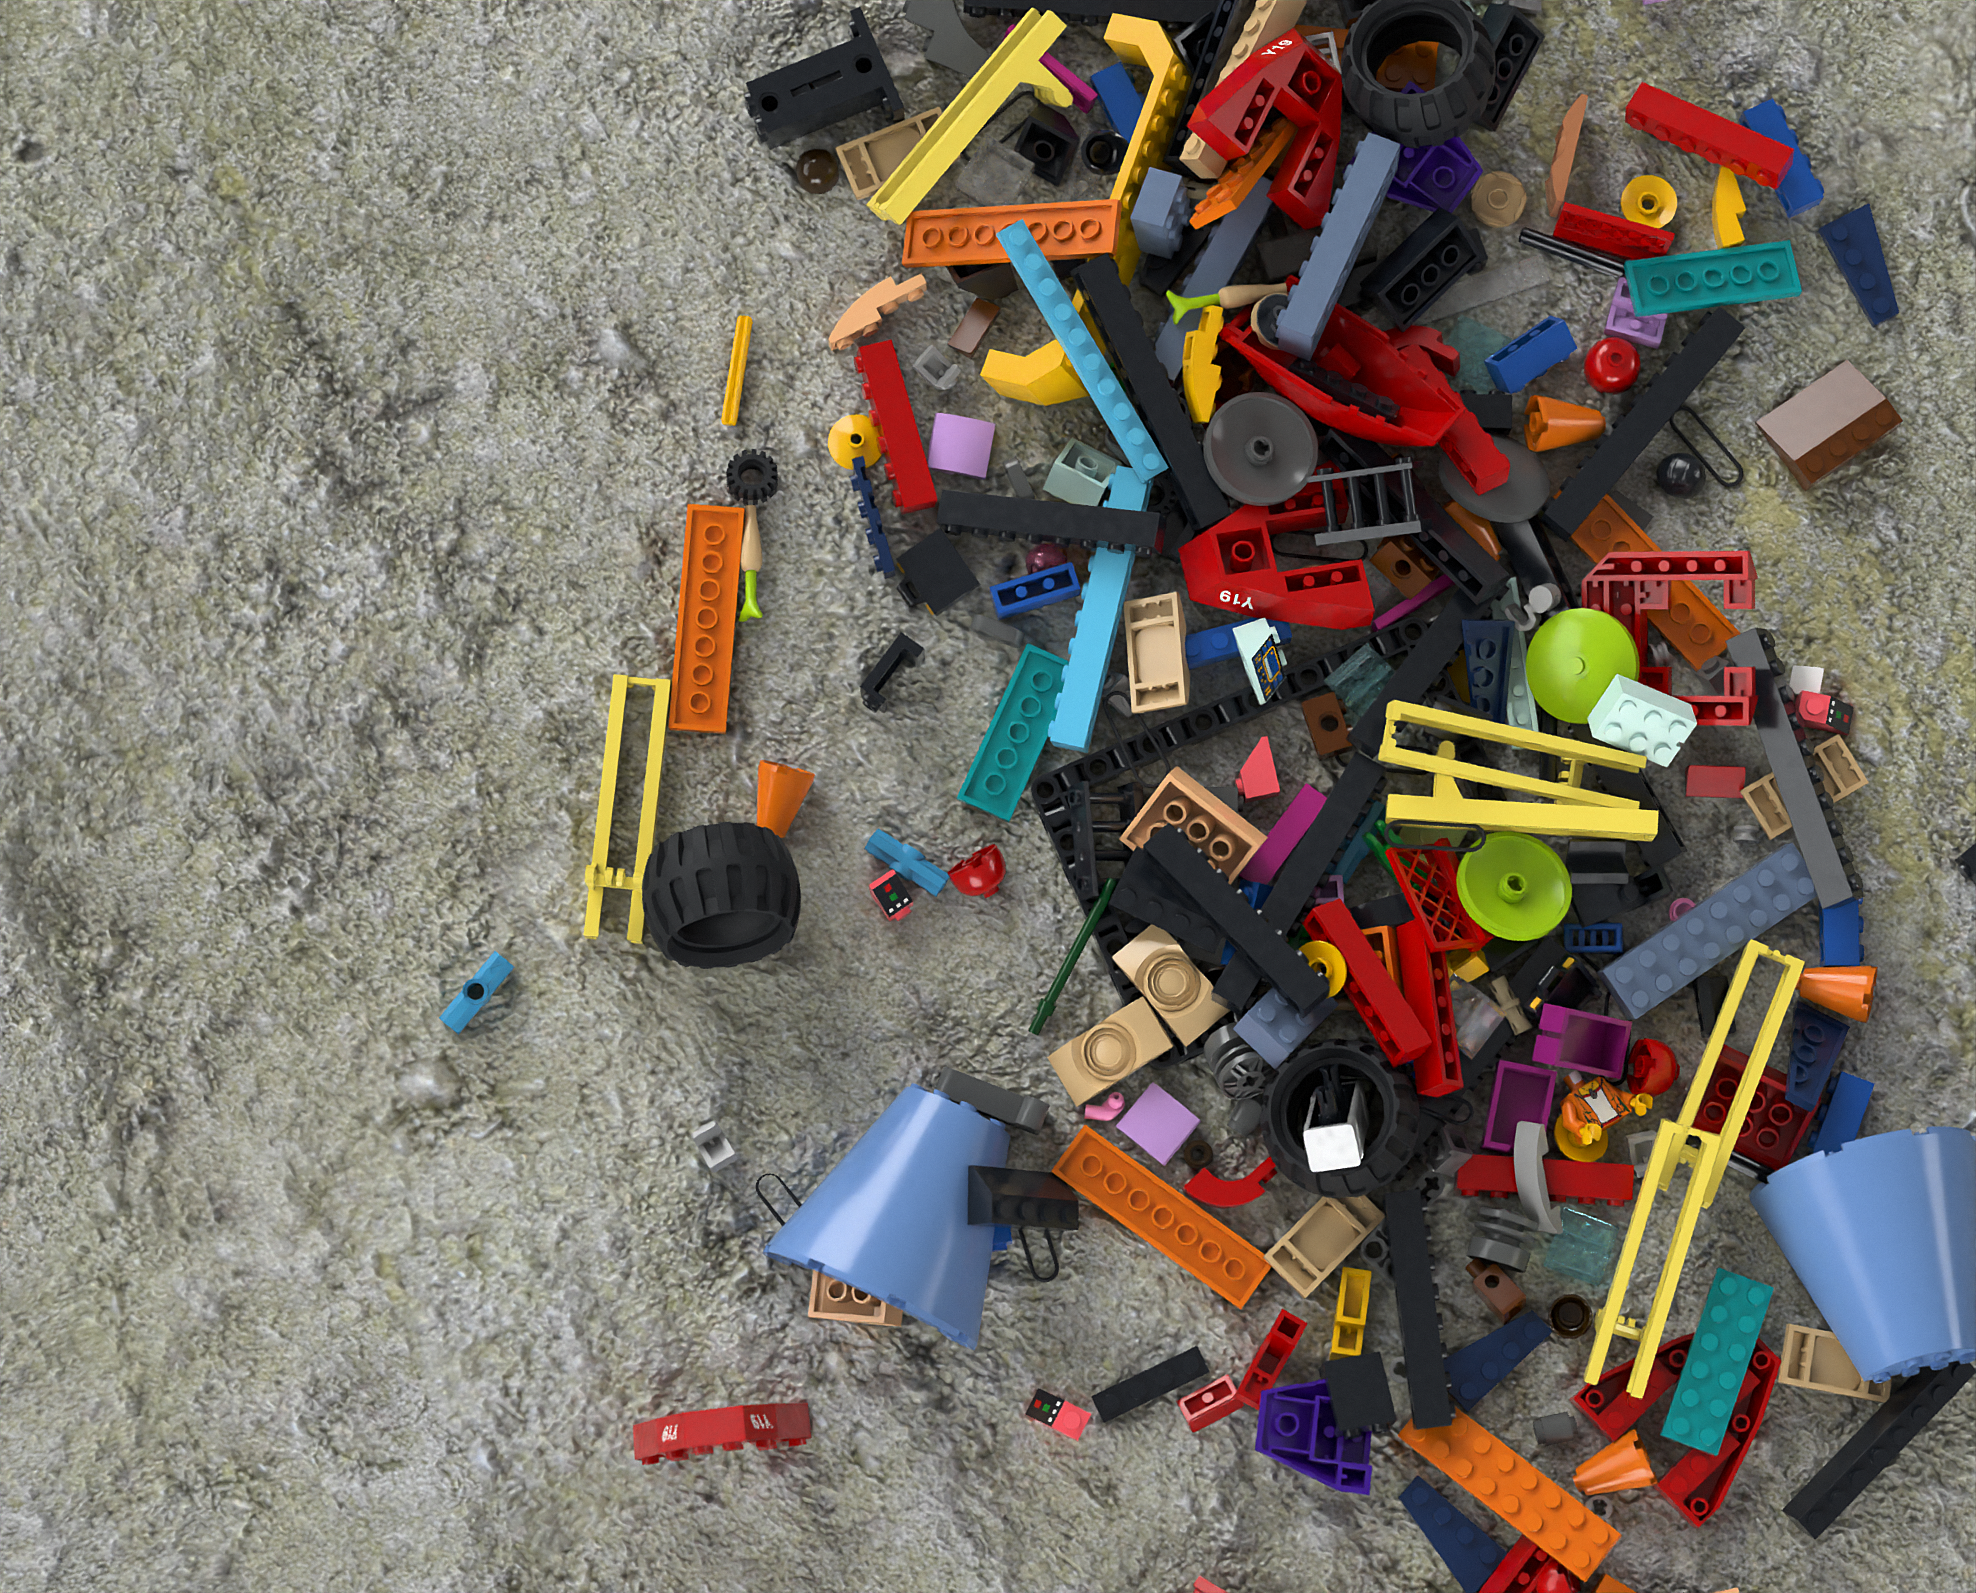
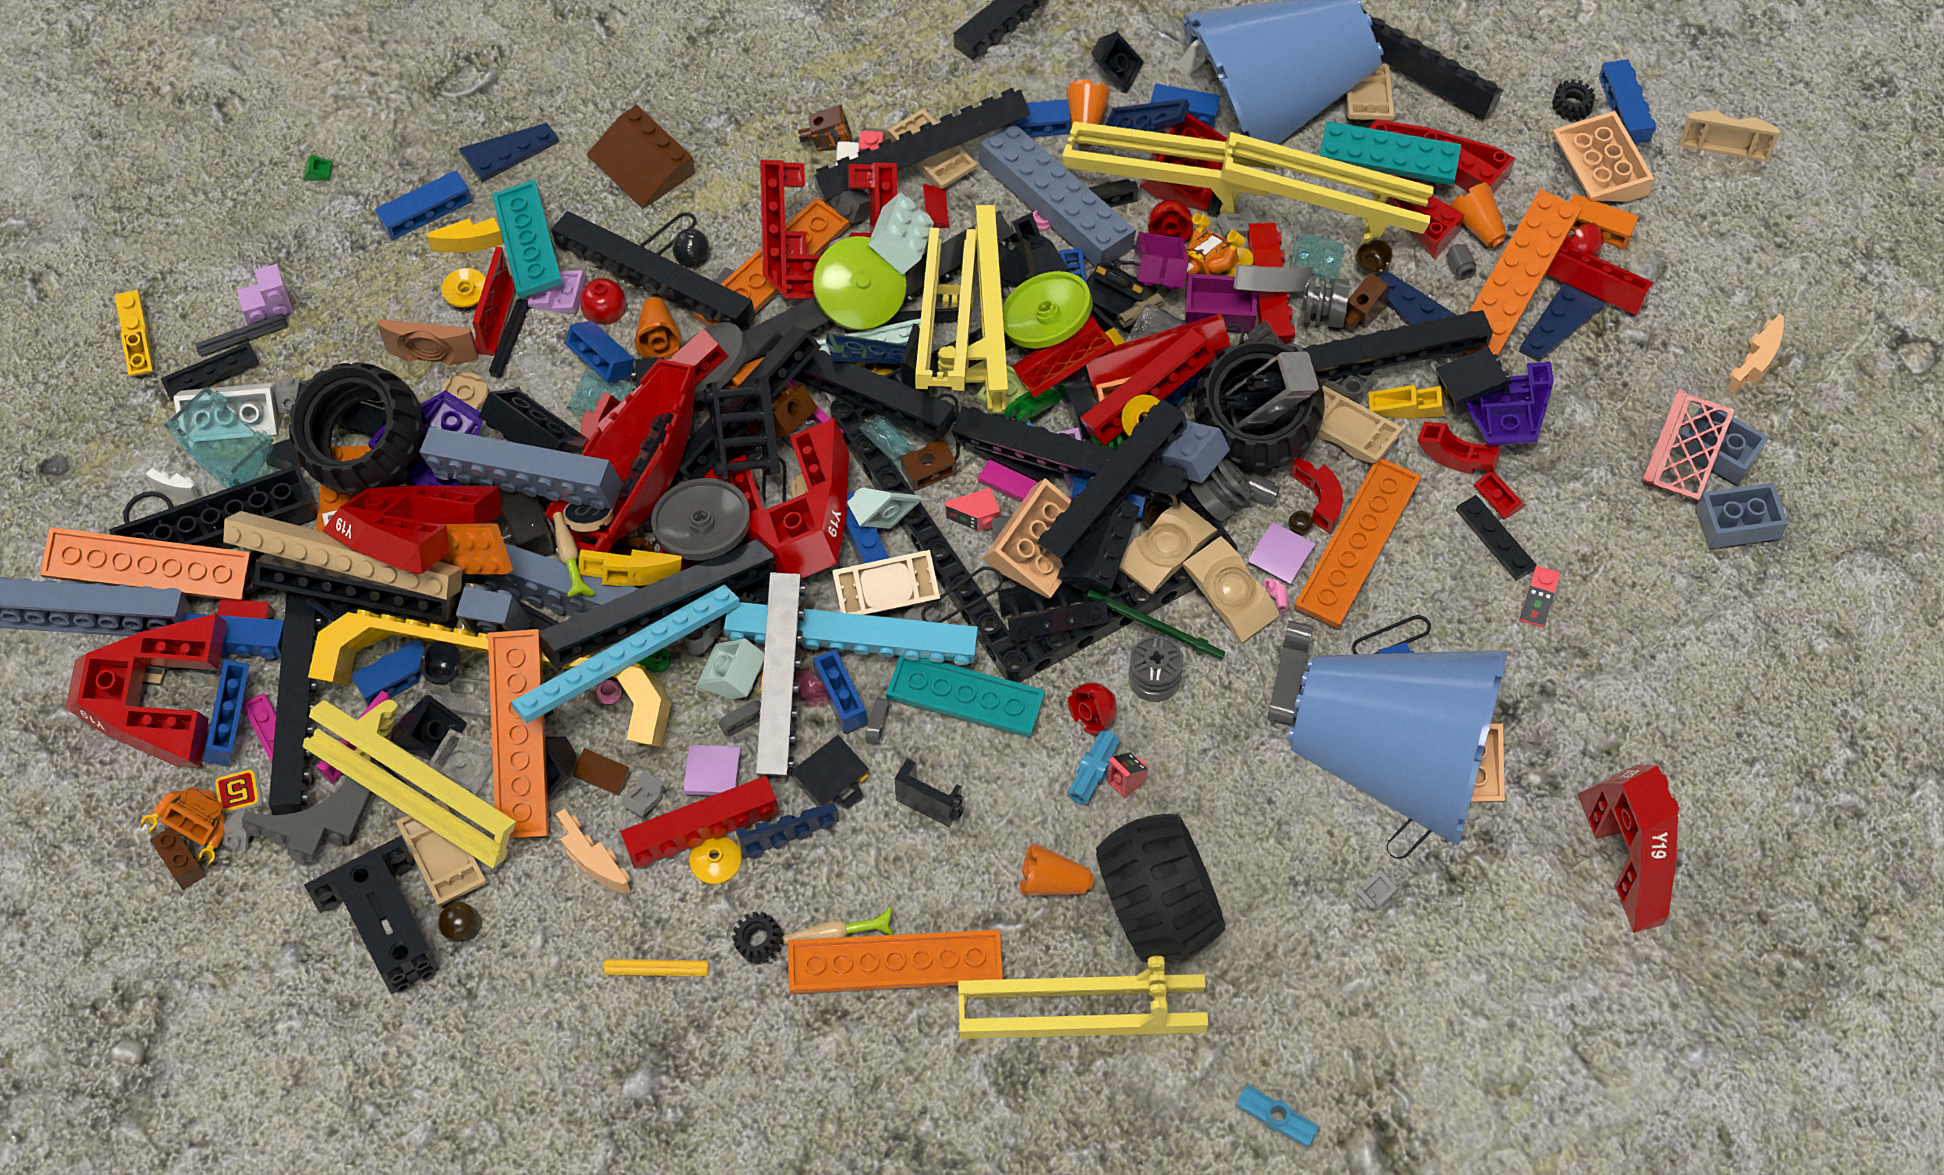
camera: 95 degrees left, 20 degrees down
(1013, 964) = (1152, 680): none -> dark grey wheel
(1020, 1200) = (1375, 630): black slope -> none
(1428, 847) = (1024, 360): black piece -> none
(1541, 600) = (808, 313): light grey leg -> none
(1709, 136) = (408, 245): red brick -> none
(1746, 834) = (974, 182): light grey bush -> none
(1842, 658) = (827, 129): none -> reddish brown torso
(1856, 33) = (317, 169): none -> green slope
(1923, 1041) = (1117, 60): none -> black slope

